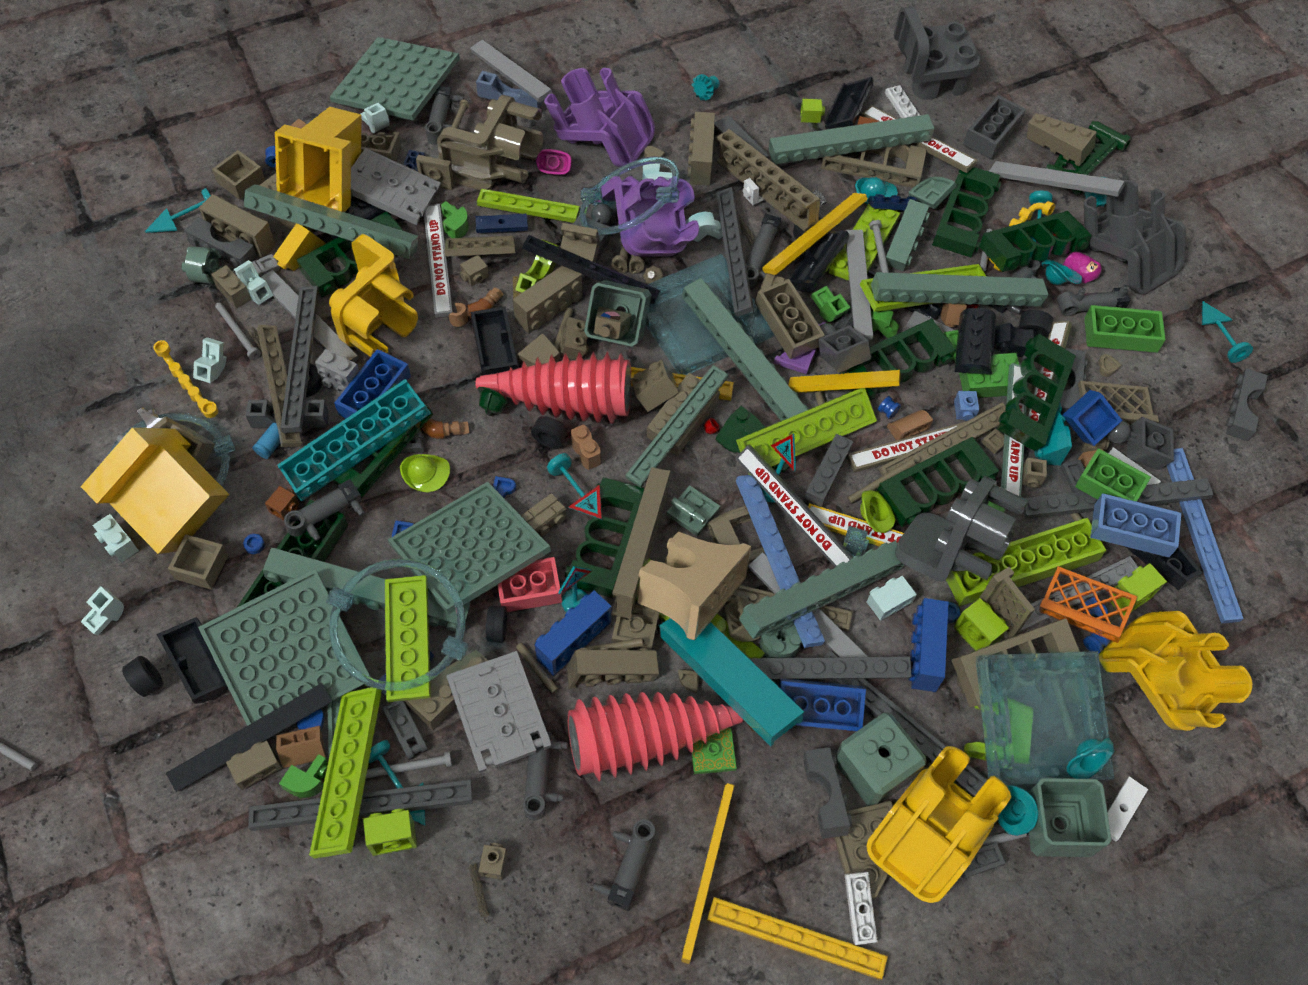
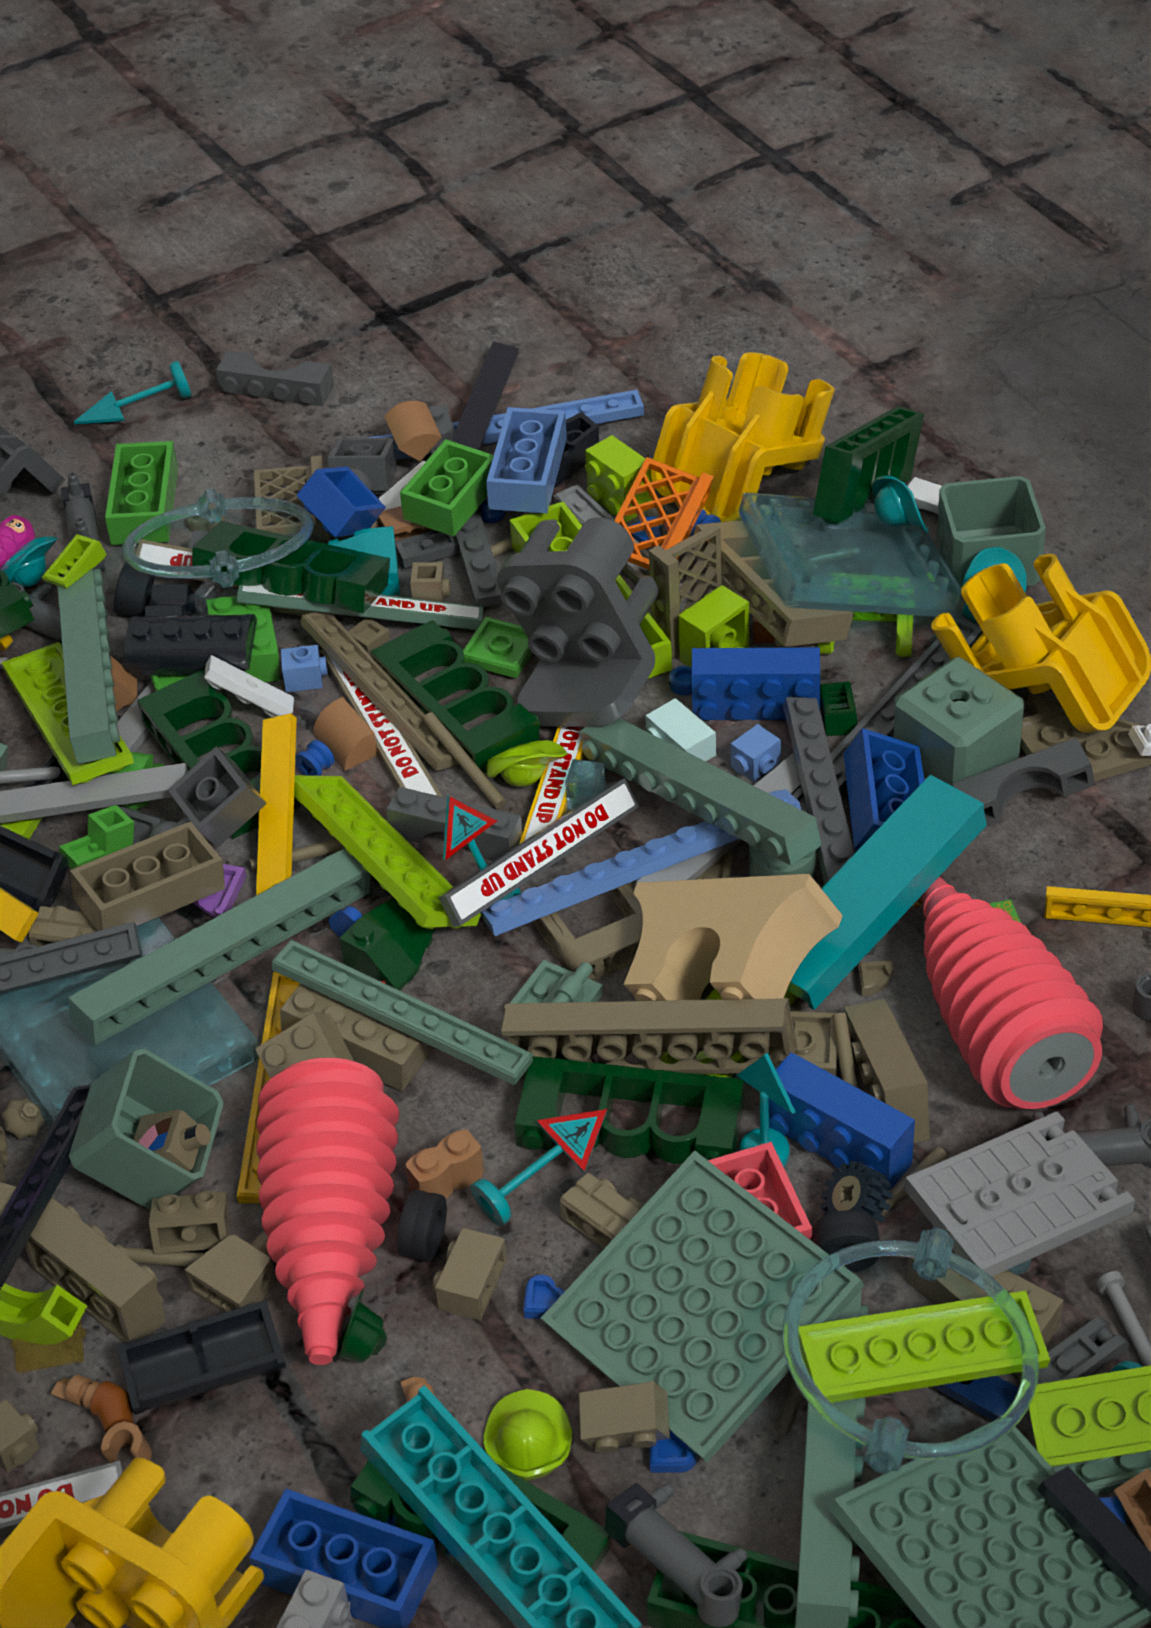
camera: 90 degrees left, 15 degrees down
(416, 507) = (624, 1416): none -> dark tan brick
(520, 454) = (470, 1273): none -> dark tan brick
(522, 633) = (857, 1190): none -> black wheel
(762, 414) = (344, 919): none -> blue tile
(875, 640) = (755, 753): none -> medium blue brick
(905, 701) = (838, 711): none -> dark green slope
(940, 383) = (248, 688): none -> white tile
(1018, 348) = (221, 558): none -> clear light blue piece
(1043, 286) = (80, 556): none -> lime slope
(1134, 741) = (856, 459): none -> dark green fence
(1183, 470) = (413, 428): none -> medium nougat brick
(1219, 518) = (485, 395): none -> black tile

